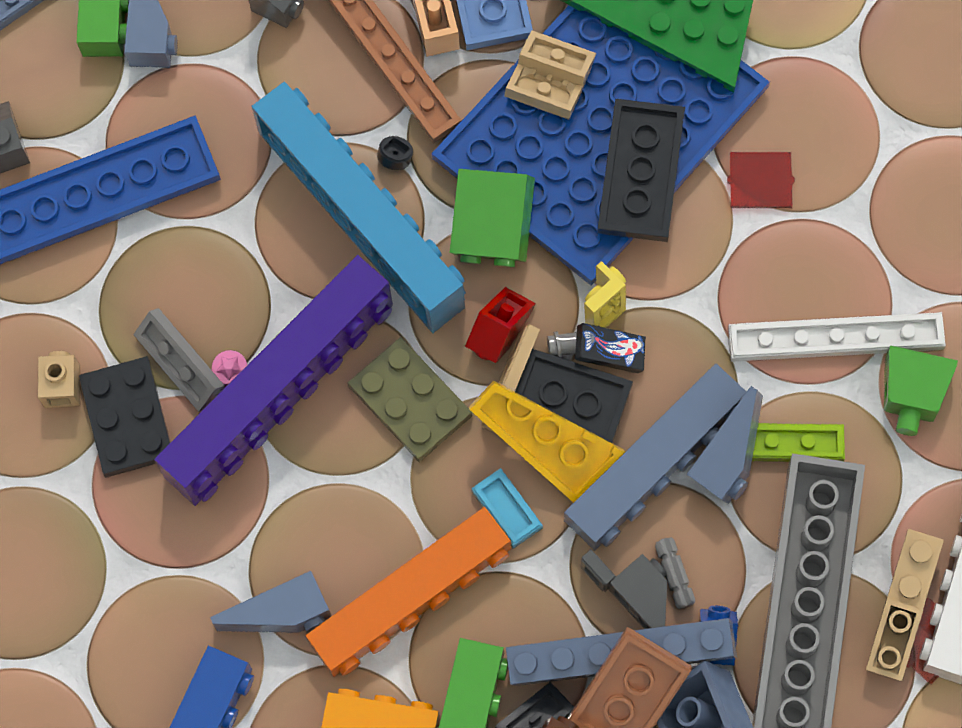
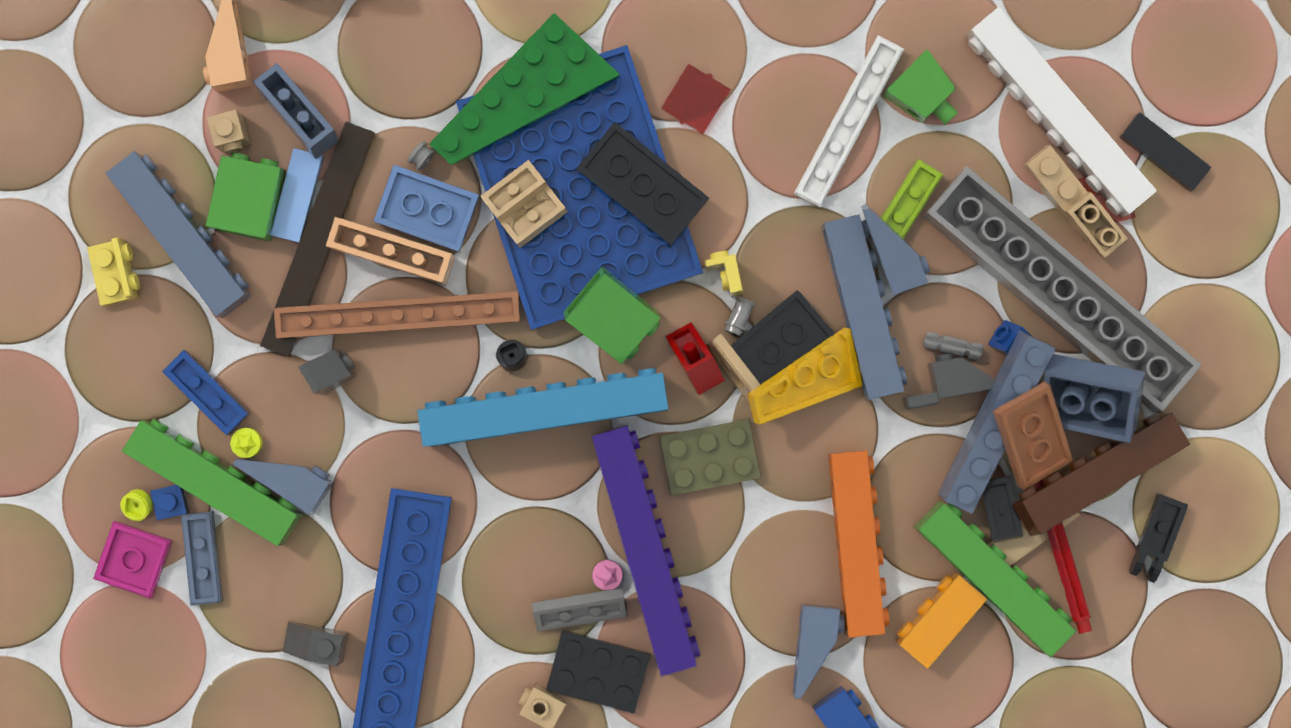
camera: 60 degrees left, 15 degrees up
(507, 507) = (833, 435): medium azure tile -> none
(610, 348) = (763, 290): tile -> none

